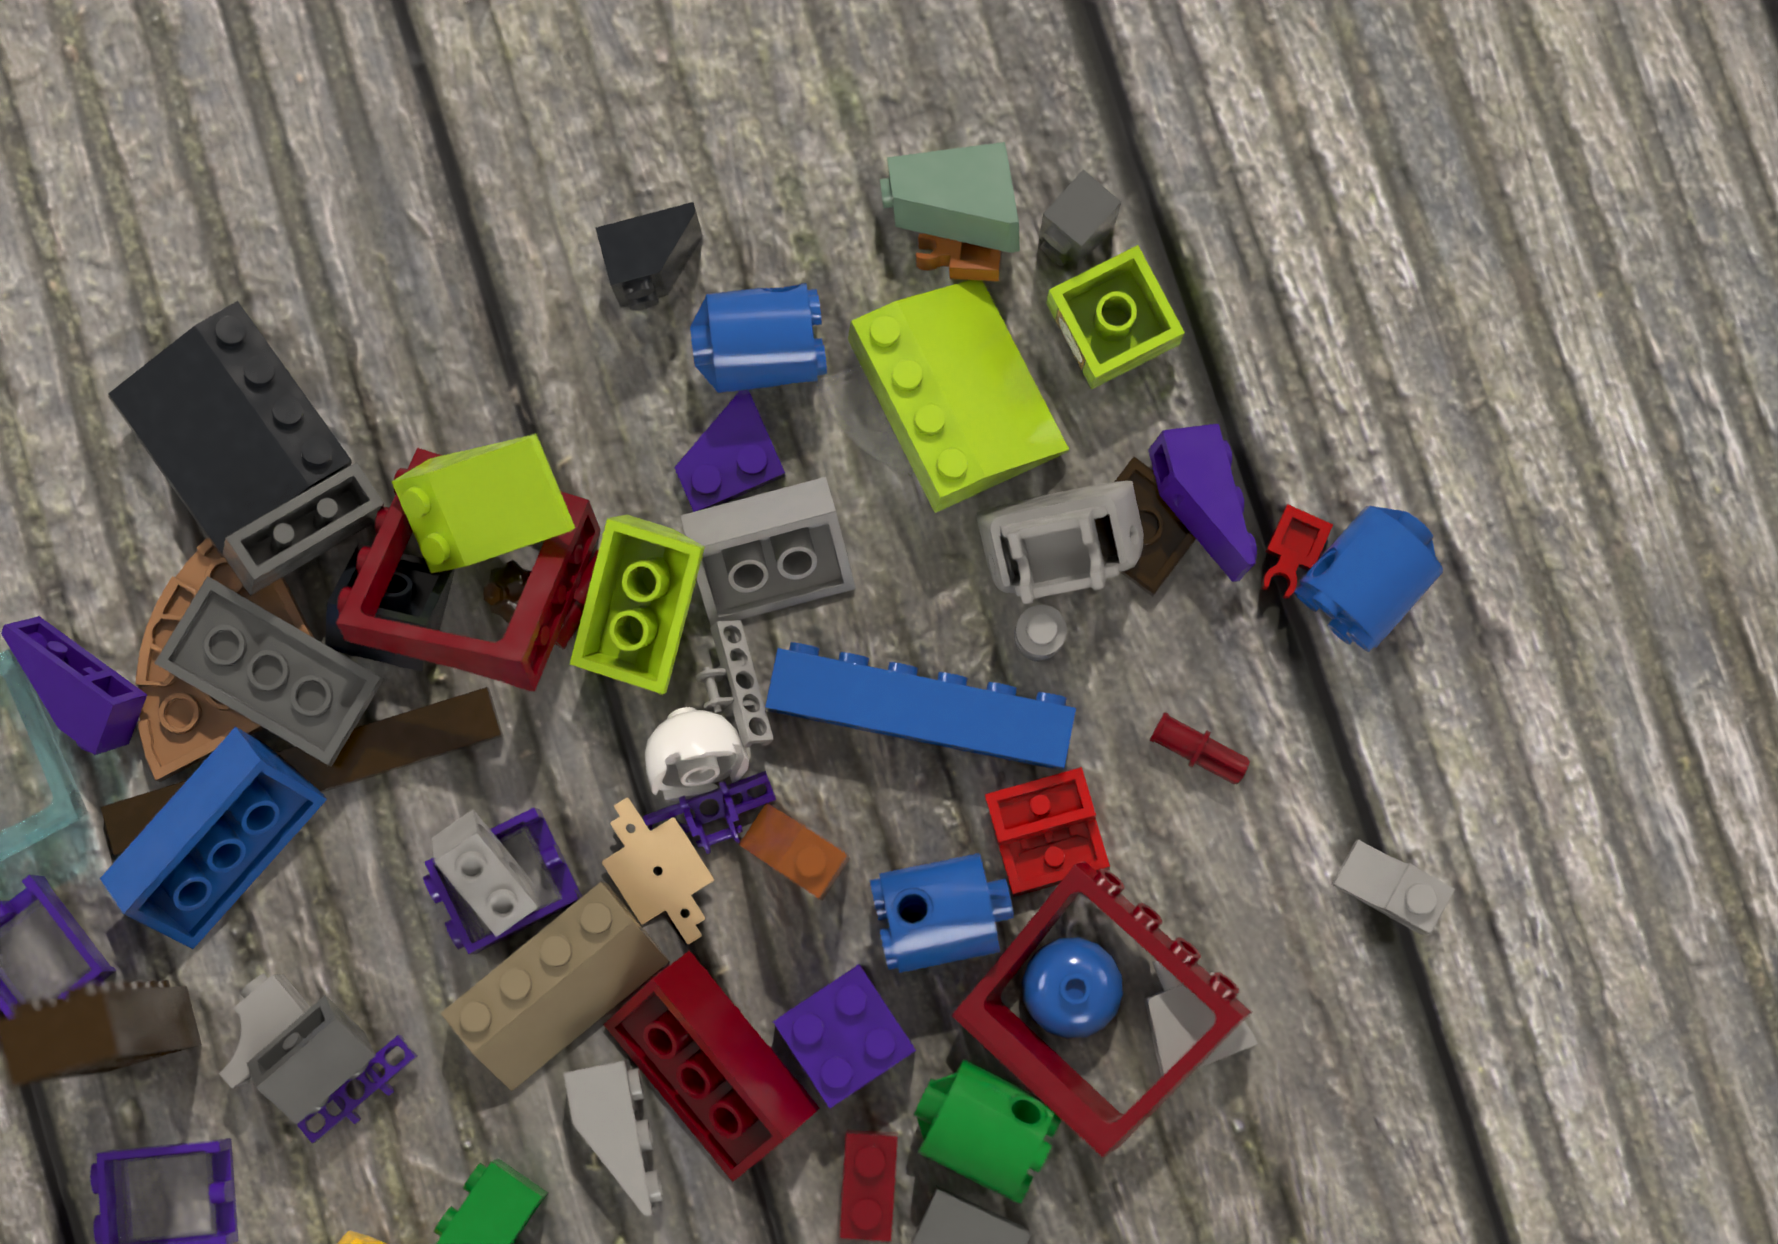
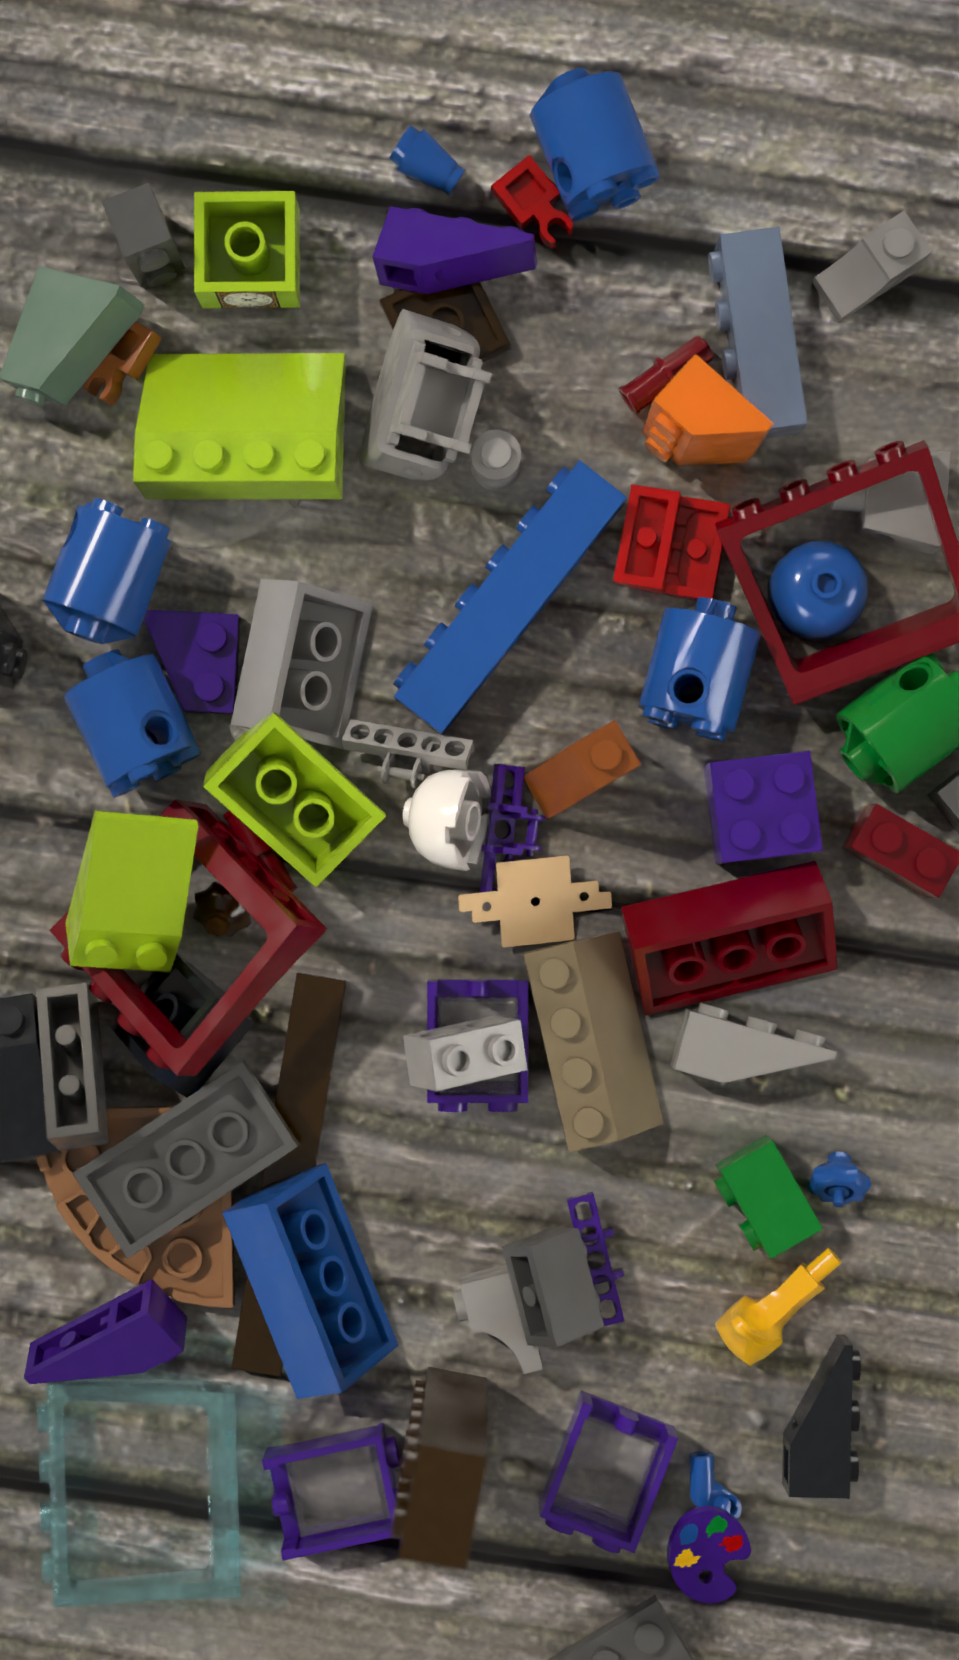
camera: 65 degrees left, 5 degrees up
(638, 425) = (130, 721): none -> blue cylinder
(1164, 798) = (703, 420): none -> orange slope
(1277, 816) = (759, 326): none -> sand blue brick
(1281, 435) = (426, 161): none -> blue cone

